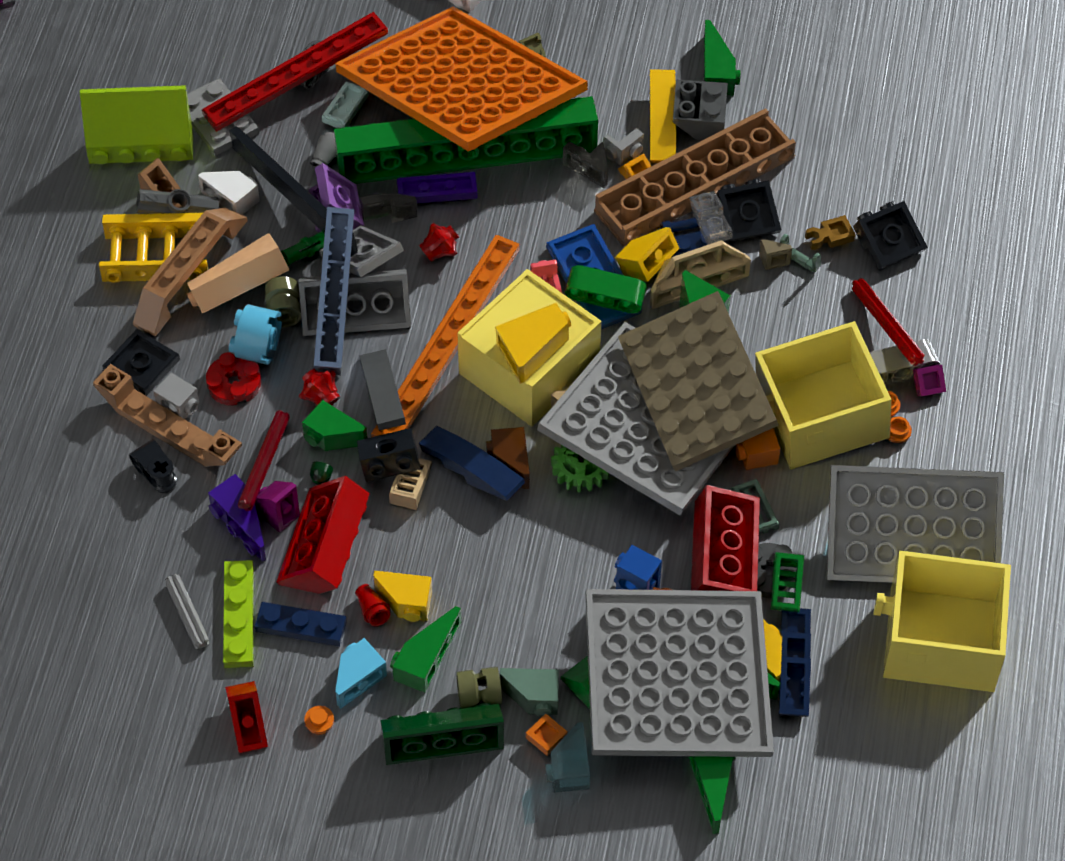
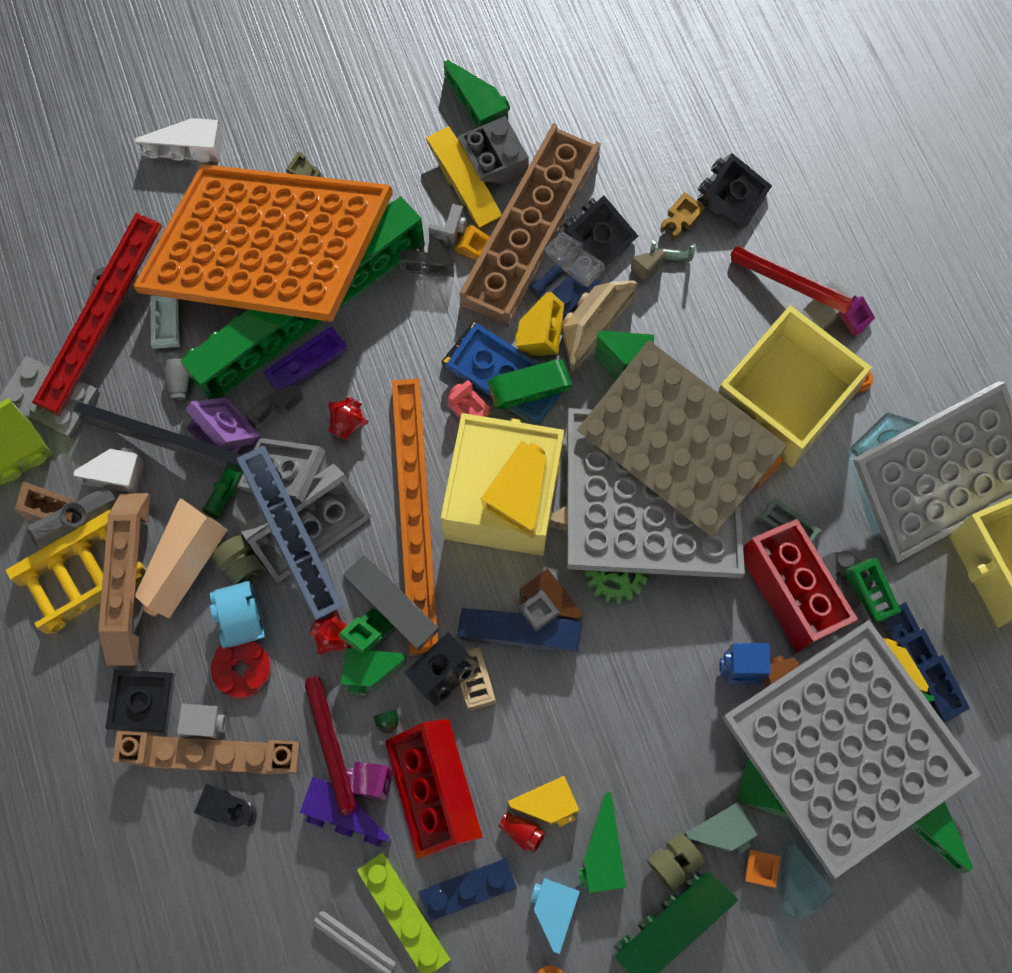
camera: 30 degrees left, 15 degrees up
(348, 399) = (367, 631): none -> green slope
(494, 450) = (539, 610): none -> flat silver tile

